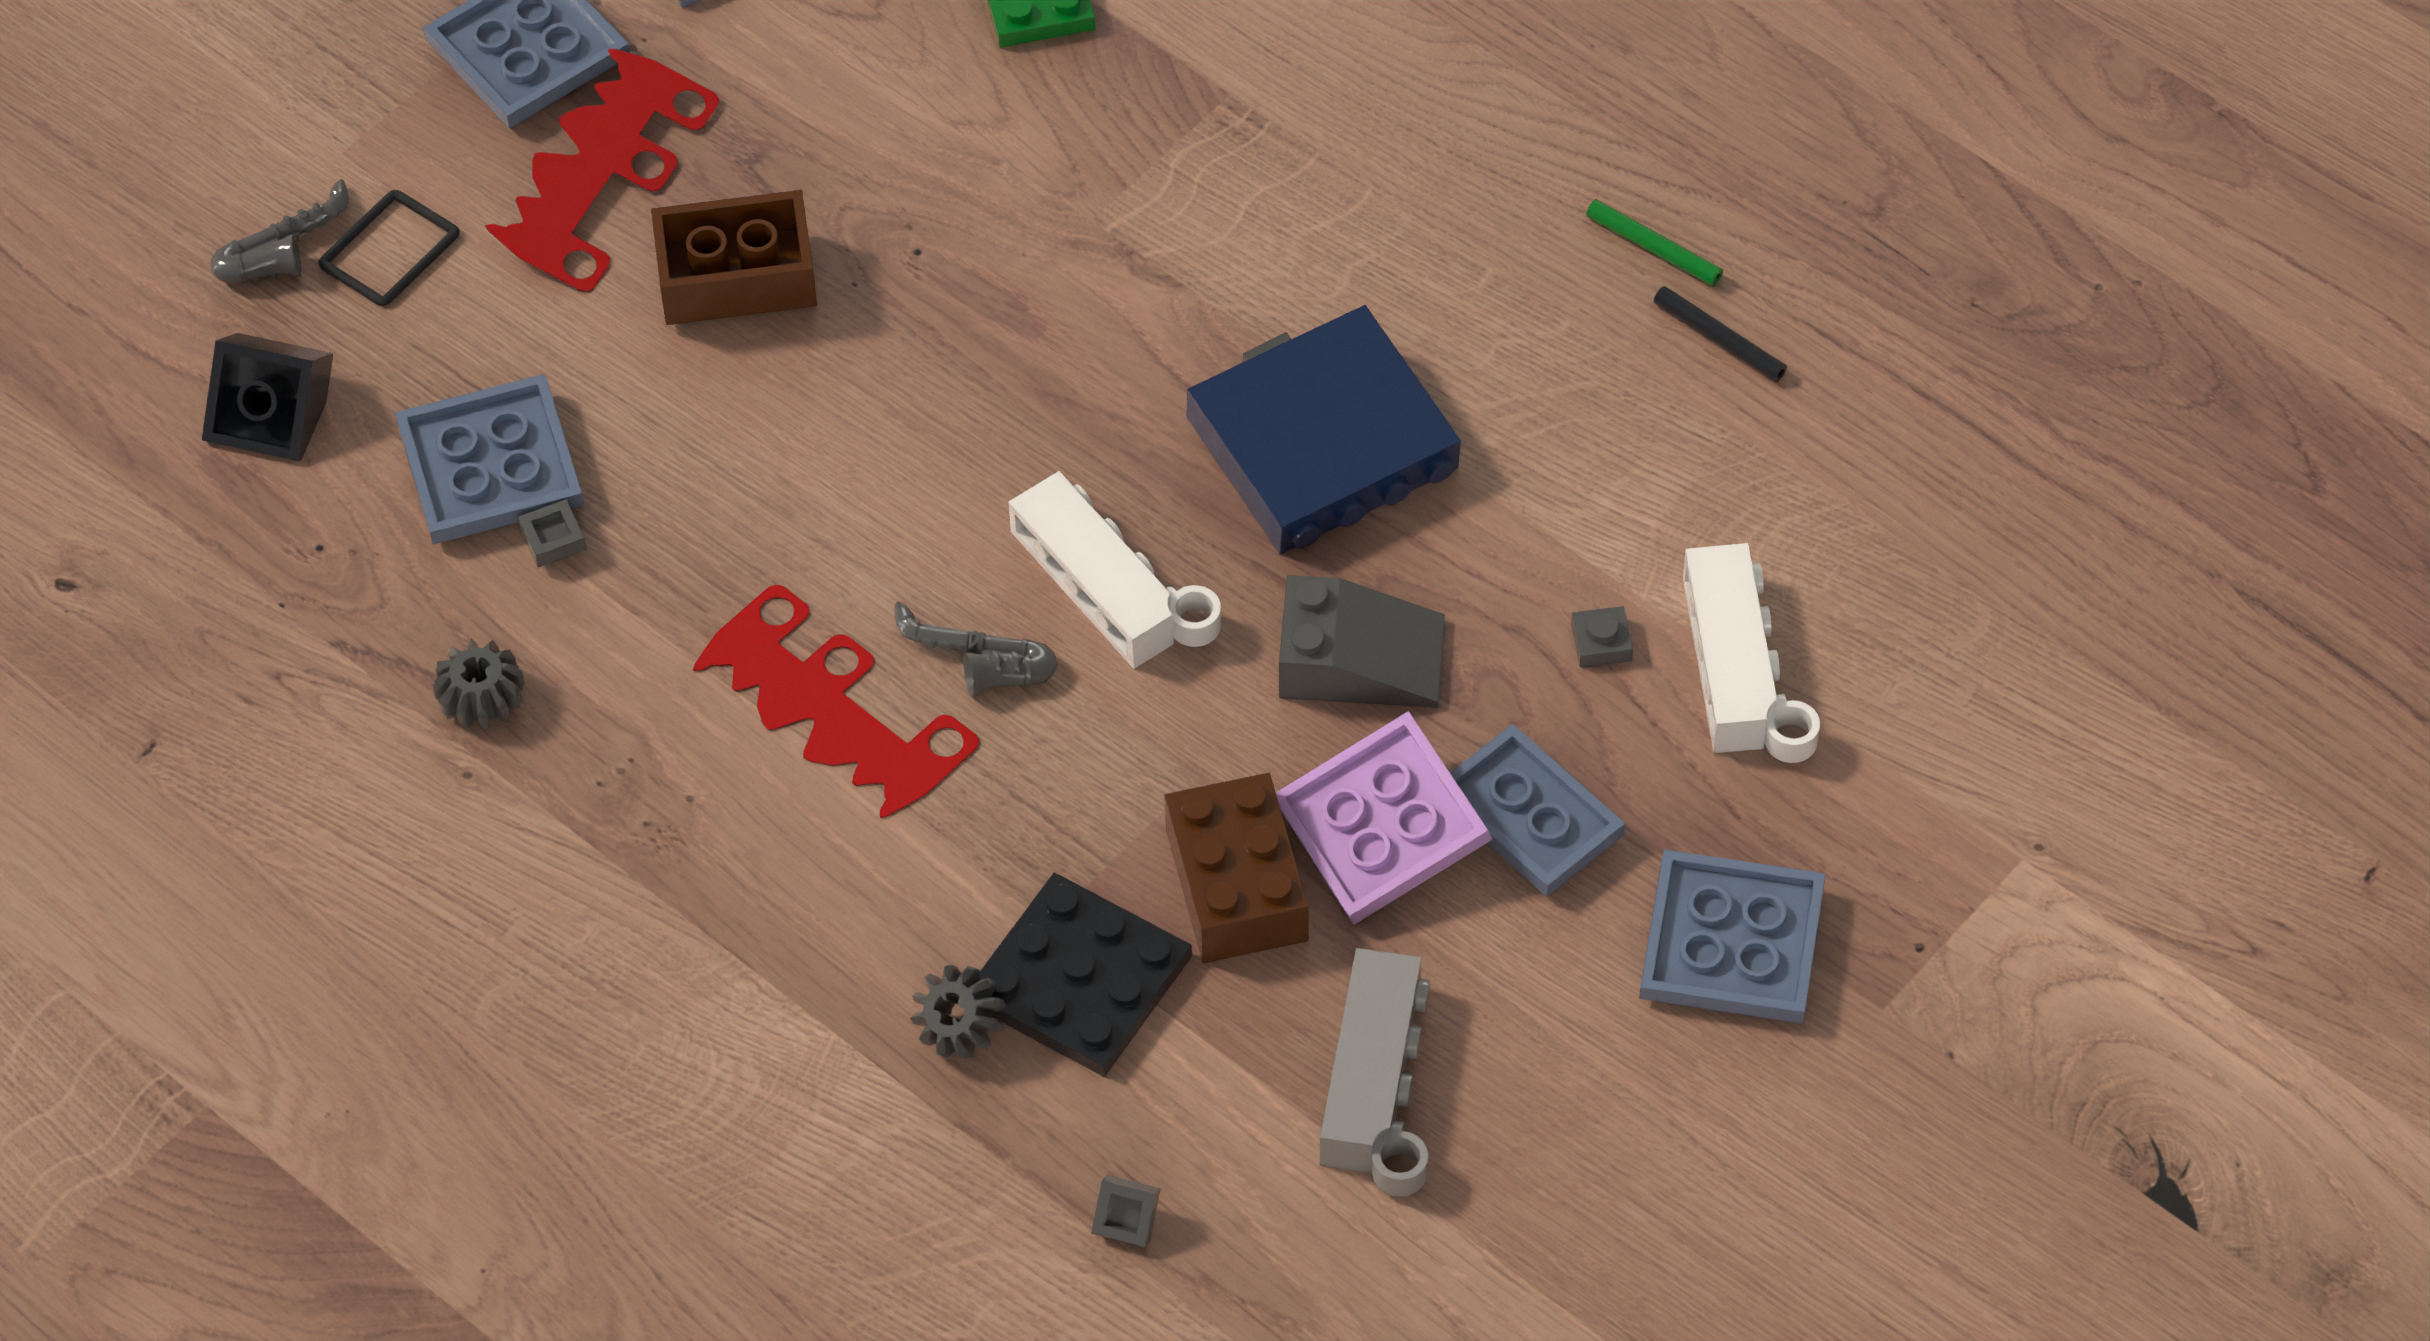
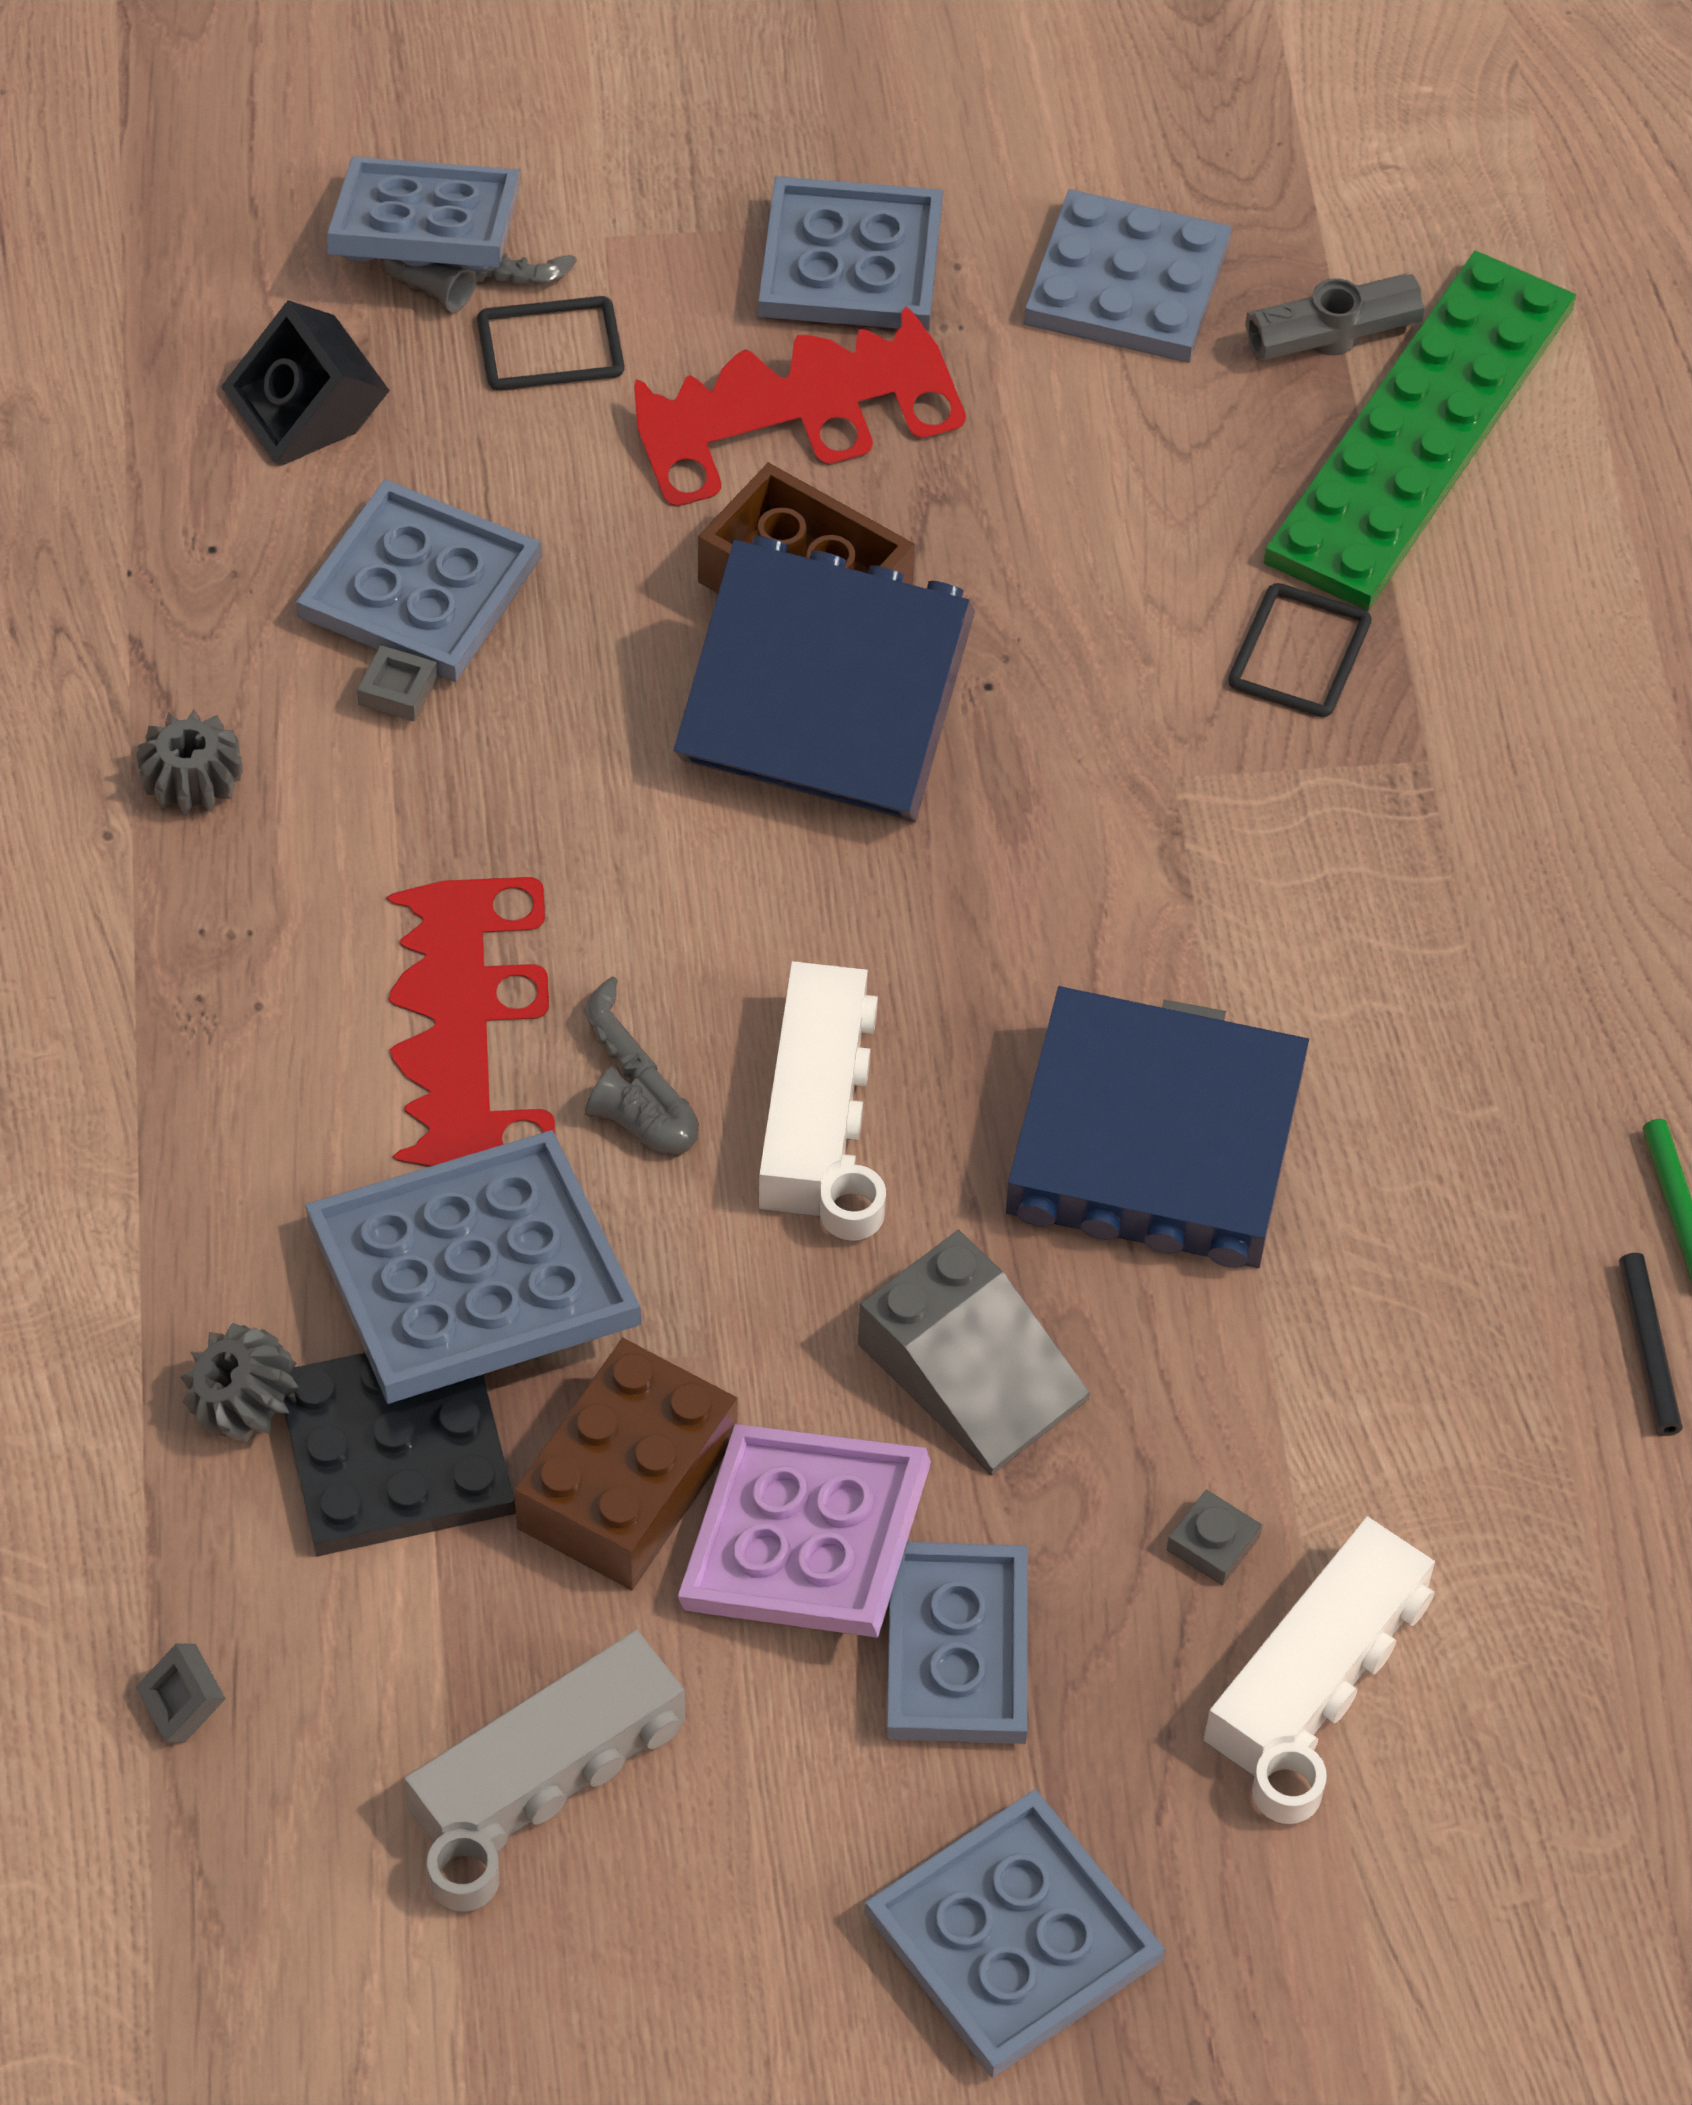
camera: 40 degrees right, 0 degrees up
(220, 221) = (424, 213): none -> sand blue plate
(839, 314) = (825, 677): none -> dark blue brick
(1018, 832) = (472, 1266): none -> sand blue plate
(1096, 124) = (1343, 672): none -> black piece

